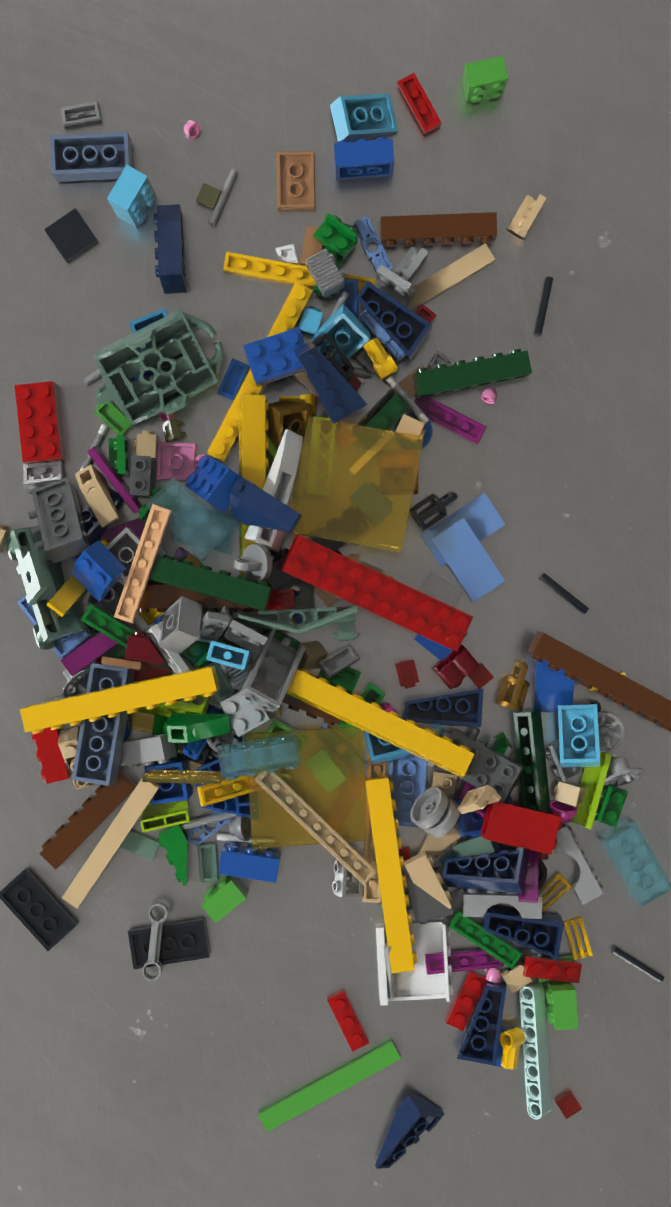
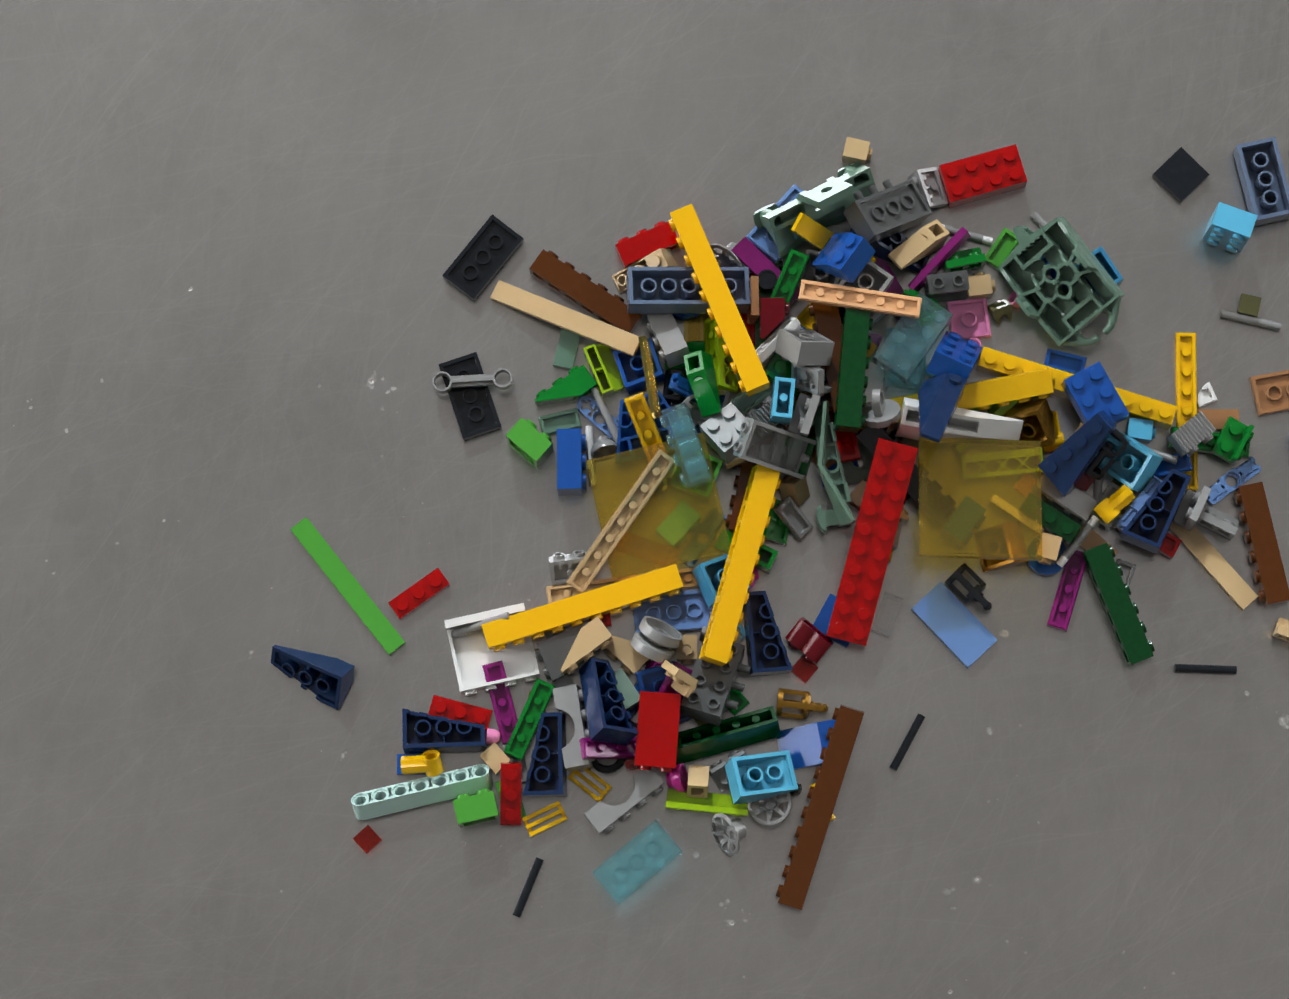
camera: 85 degrees right, 10 degrees down
(106, 647) = (767, 279): none -> black piece
(170, 248) = (1186, 275): dark blue wedge -> none
(407, 673) = (793, 591): clear red brick -> none
(468, 559) = (923, 634): medium blue tile -> none
(489, 395) = (1100, 627): bright pink hinge -> none
(610, 805) = (692, 828): green bracket -> none

